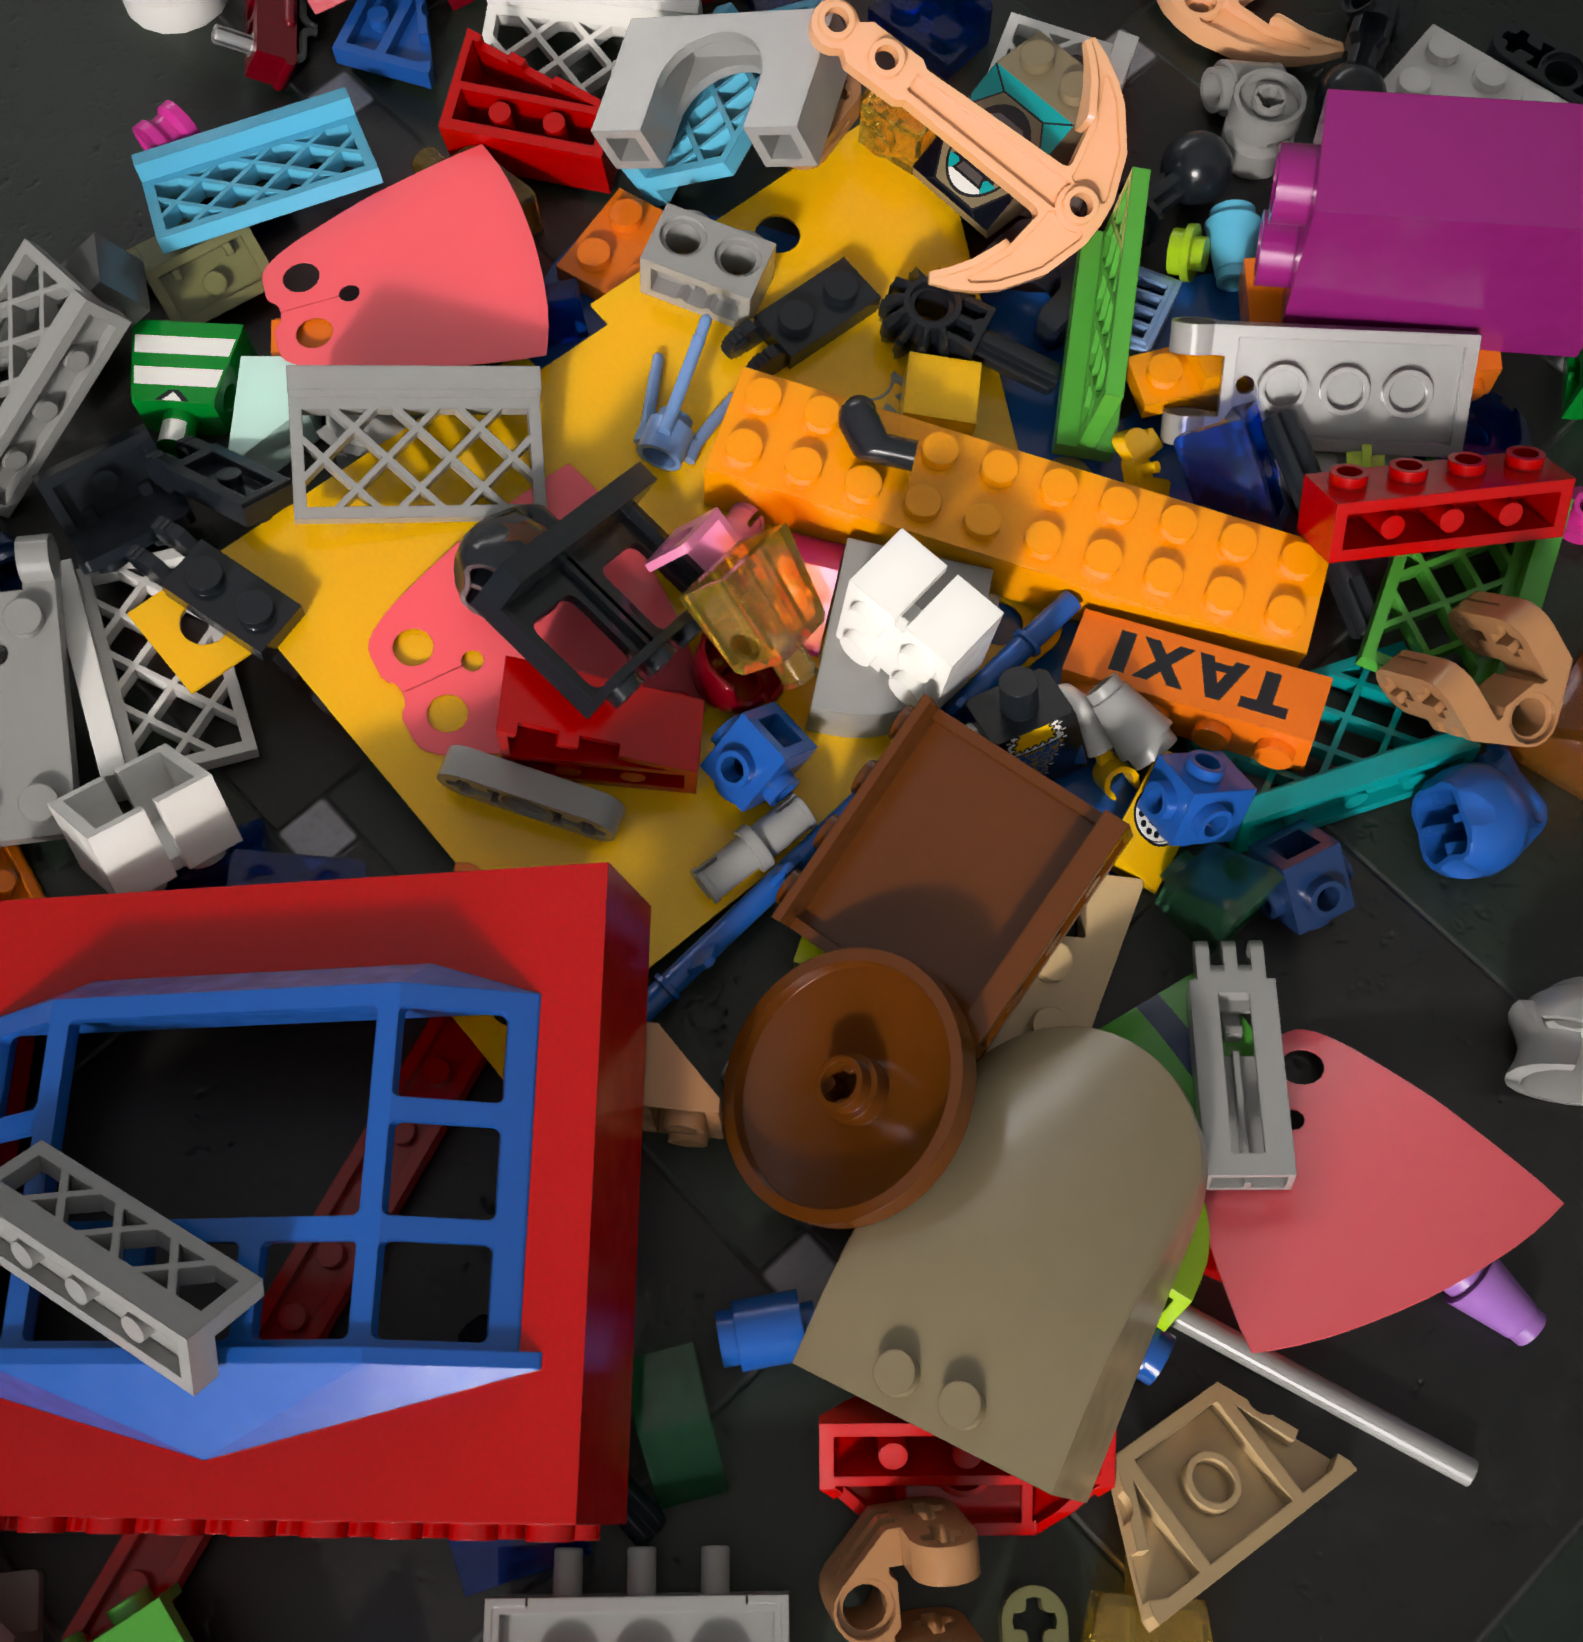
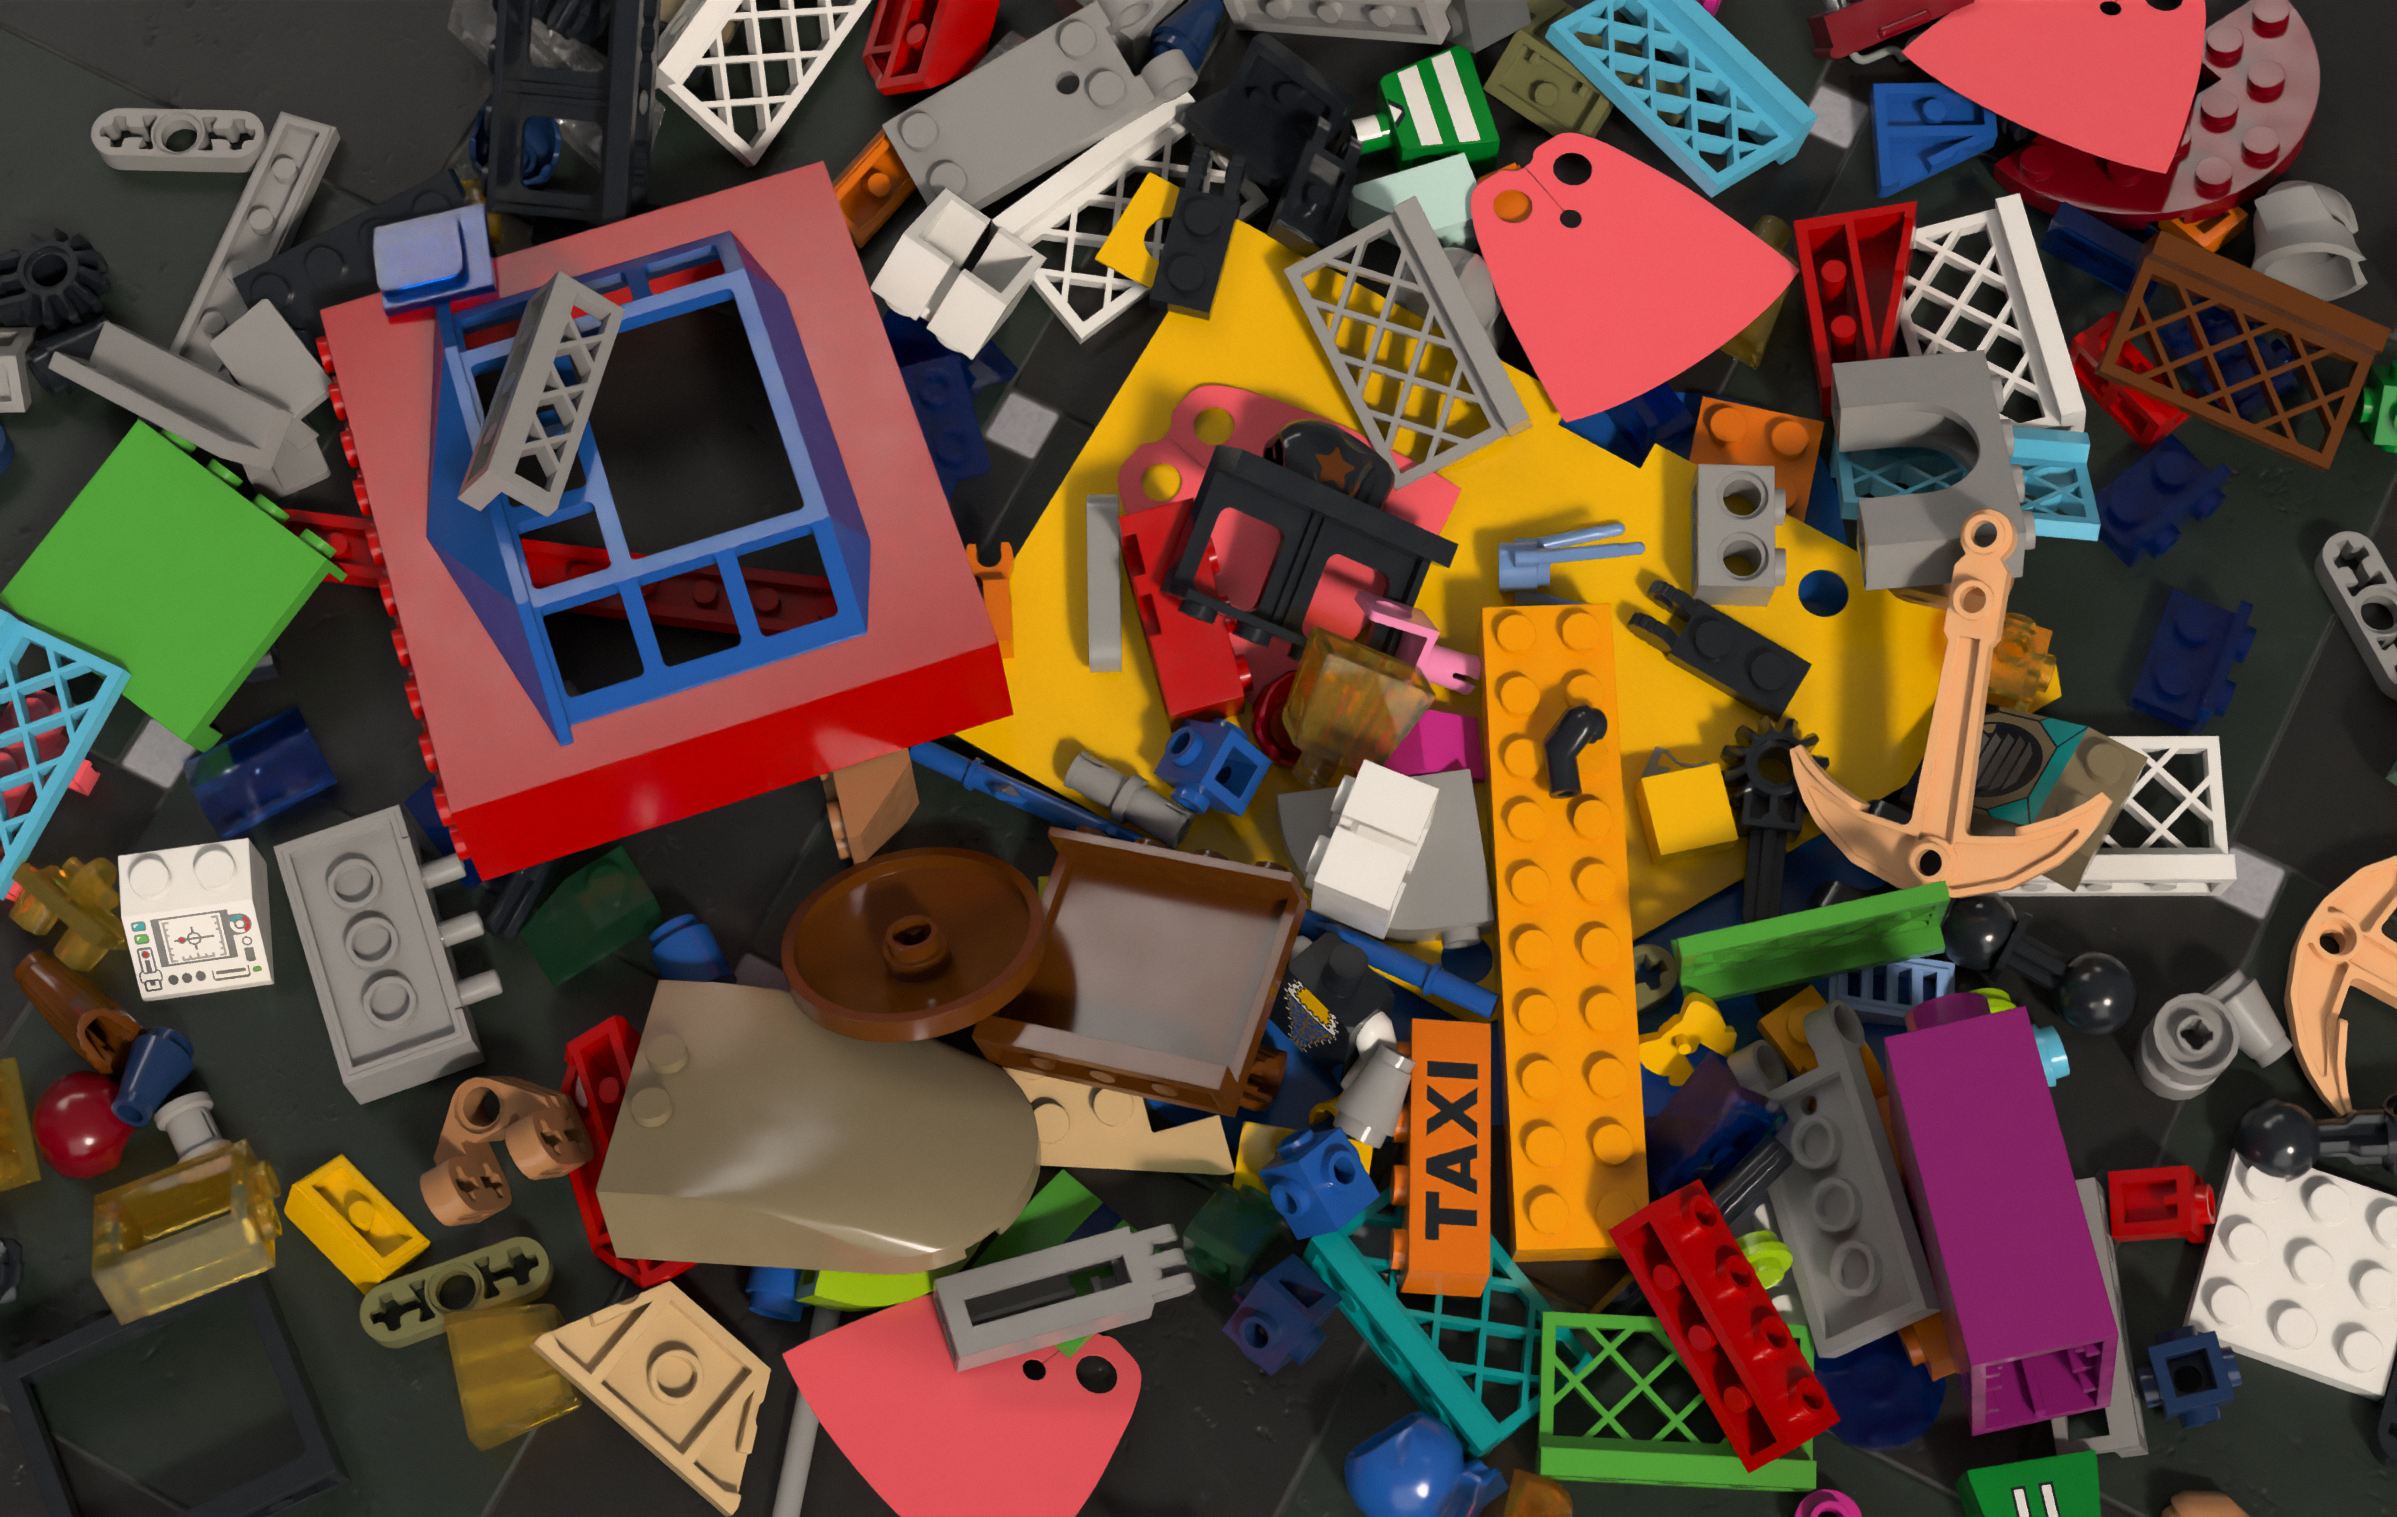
camera: 70 degrees right, 0 degrees up
(1507, 707) = (1548, 1459): medium nougat piece -> none

